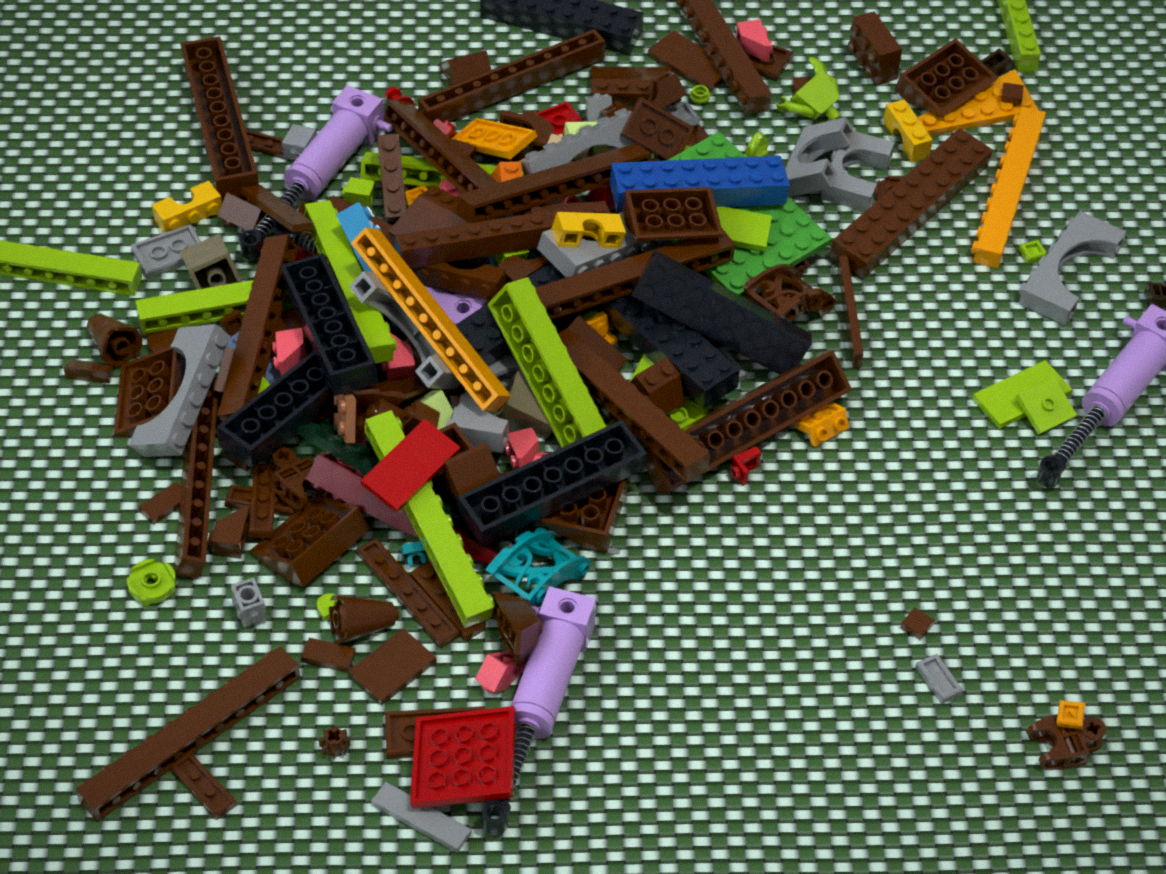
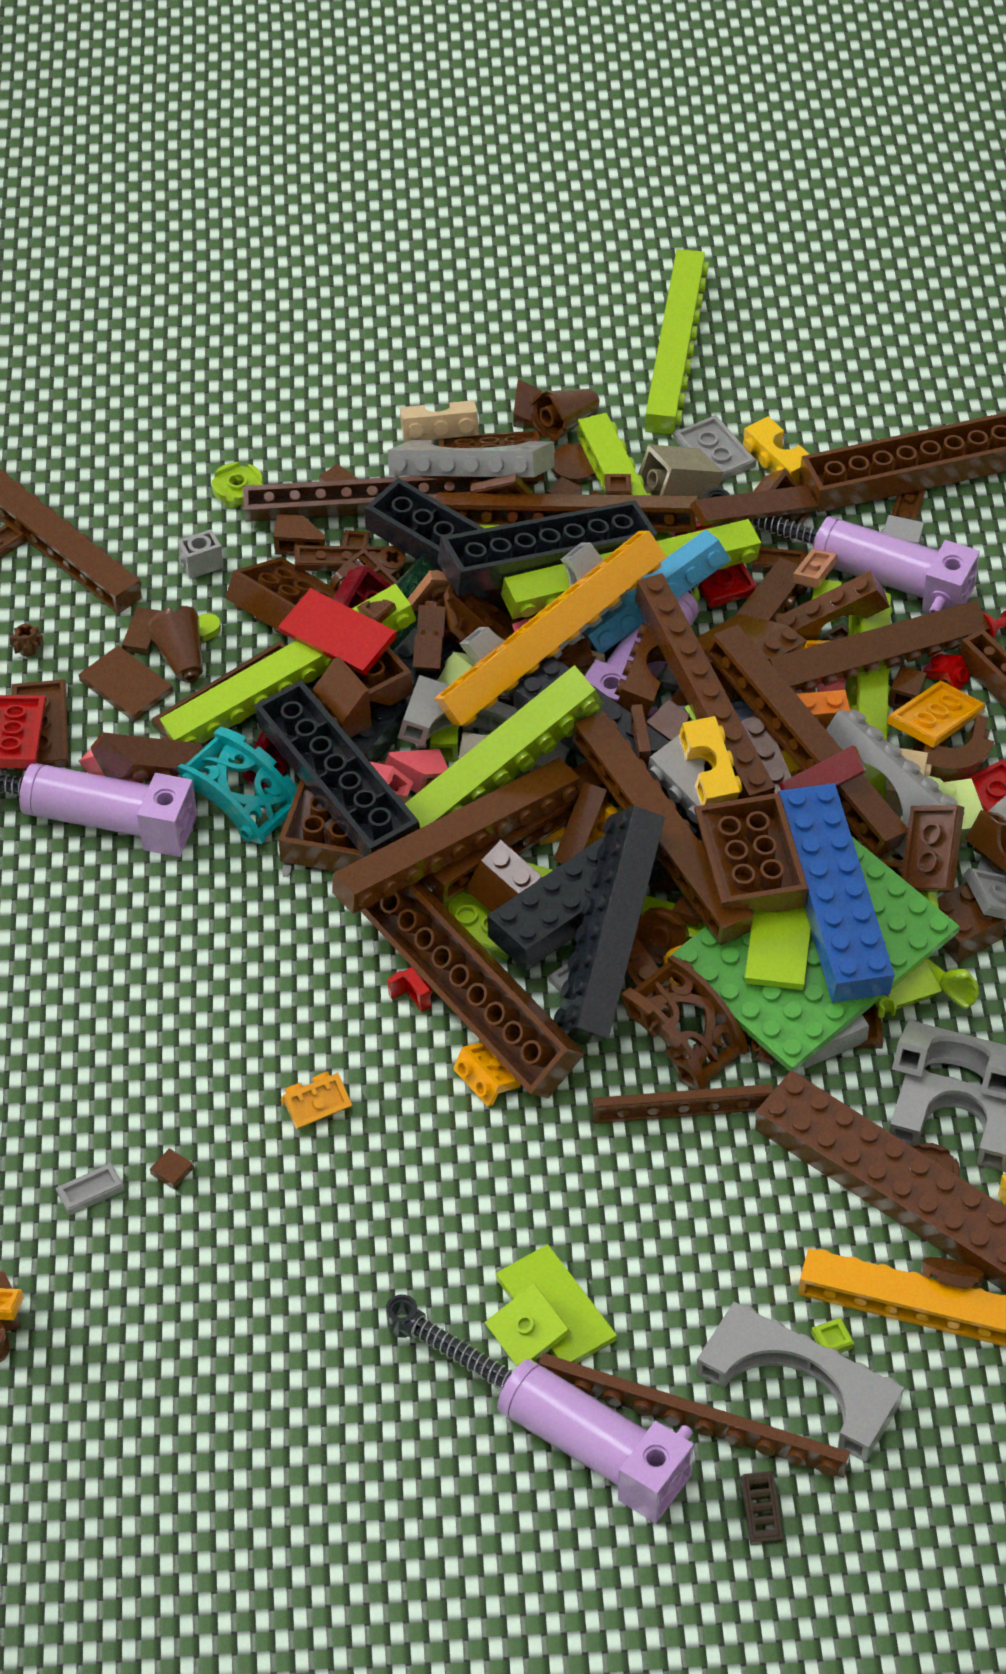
camera: 90 degrees right, 0 degrees up
(107, 414) = (456, 421): none -> tan arch
(227, 297) = (618, 484): none -> reddish brown tile
(340, 186) = (814, 568): none -> nougat plate
(394, 433) = (377, 610): none -> reddish brown tile
(543, 275) = (640, 733): none -> reddish brown tile
(600, 172) = (835, 769): none -> dark red tile
(850, 528) = (316, 1099): none -> light orange bracket
(986, 181) = (952, 1272): none -> reddish brown tile
(1104, 330) = (701, 1418): none -> reddish brown plate

